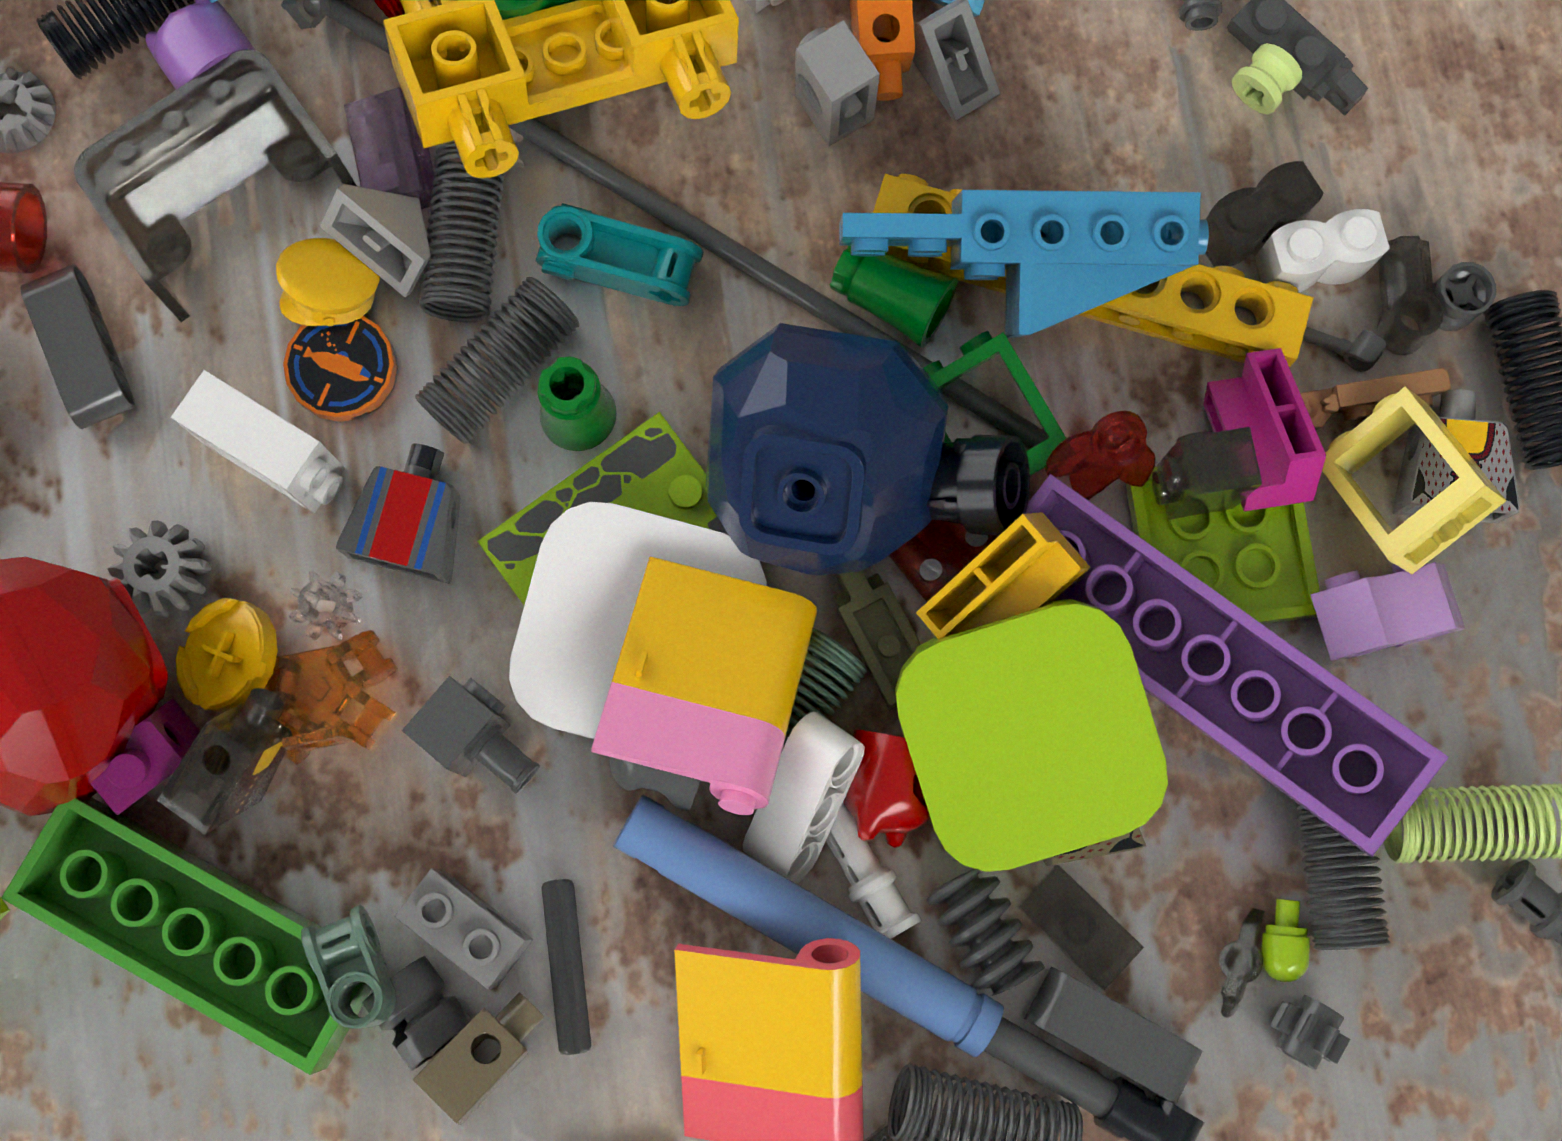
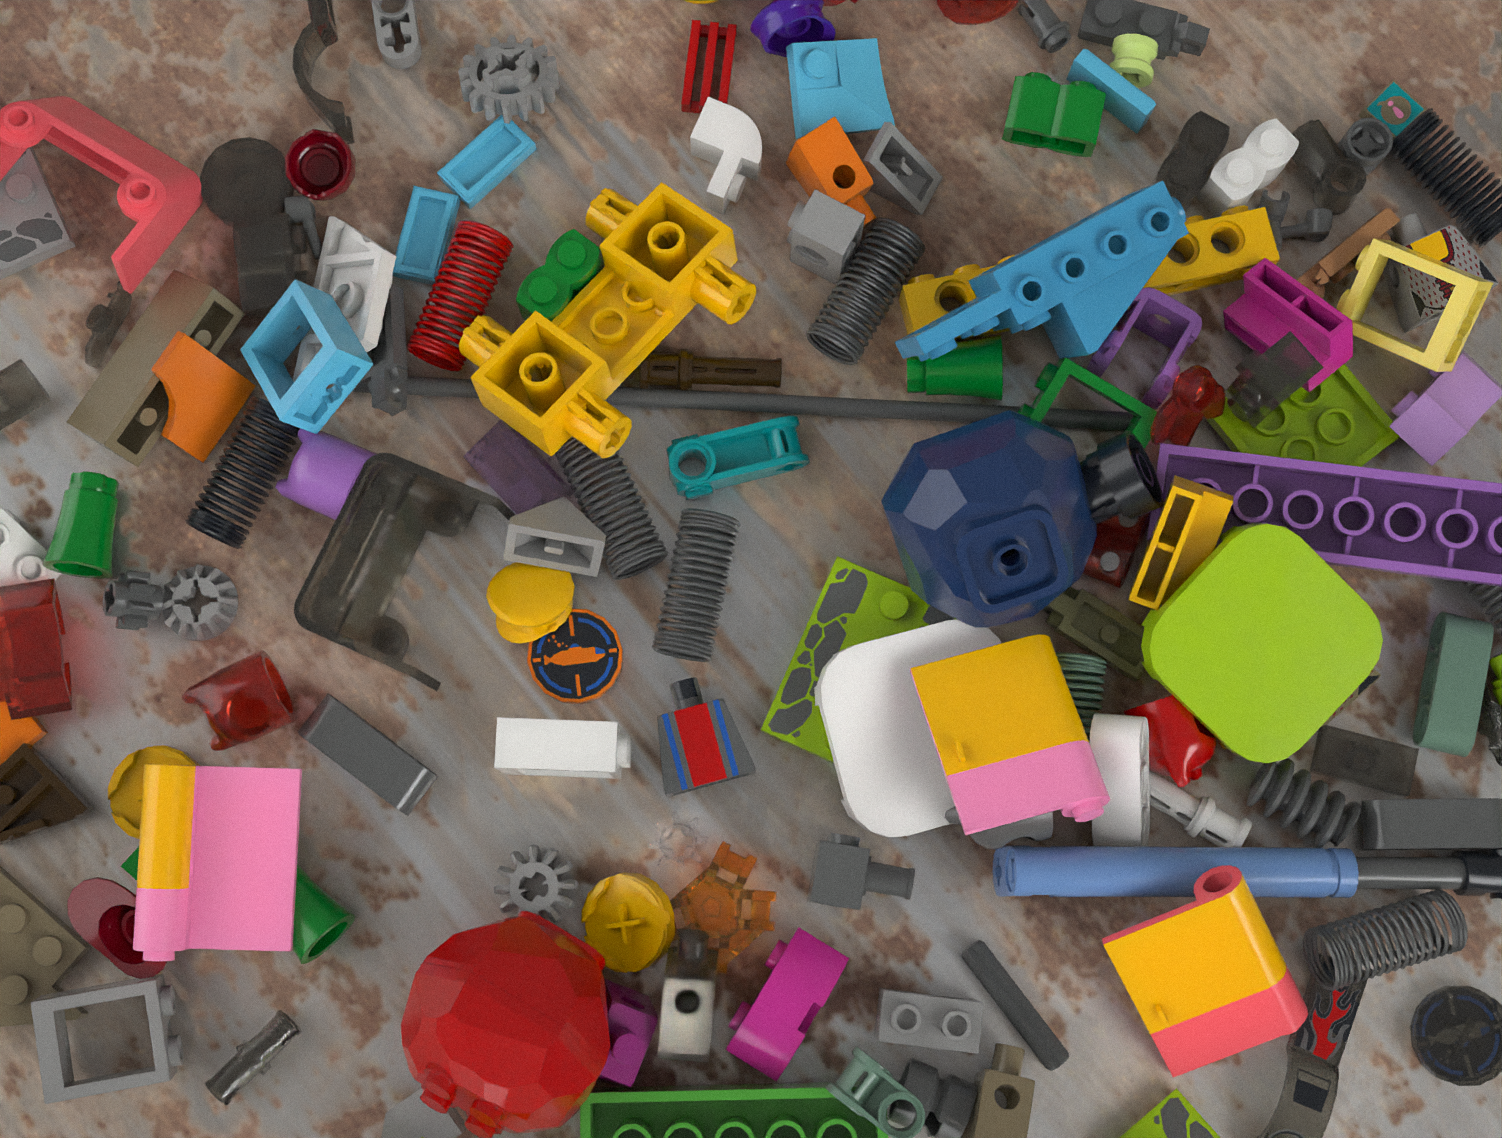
camera: 30 degrees left, 0 degrees up
(331, 826) = (786, 1004): none -> dark pink brick
(576, 422) = (768, 604): green plant -> none
(616, 148) = (767, 370): none -> dark brown pin
(783, 187) = (864, 303): none -> dark grey piece
(1124, 331) = (1178, 335): none -> medium lavender piece
(1150, 89) = (1054, 115): none -> green brick
(1222, 902) = (1453, 684): none -> sand green beam
(1225, 96) = (1122, 97): none -> medium azure tile
(1323, 314) = (1276, 213): none -> dark grey hand
(1517, 272) = (1394, 108): none -> tile

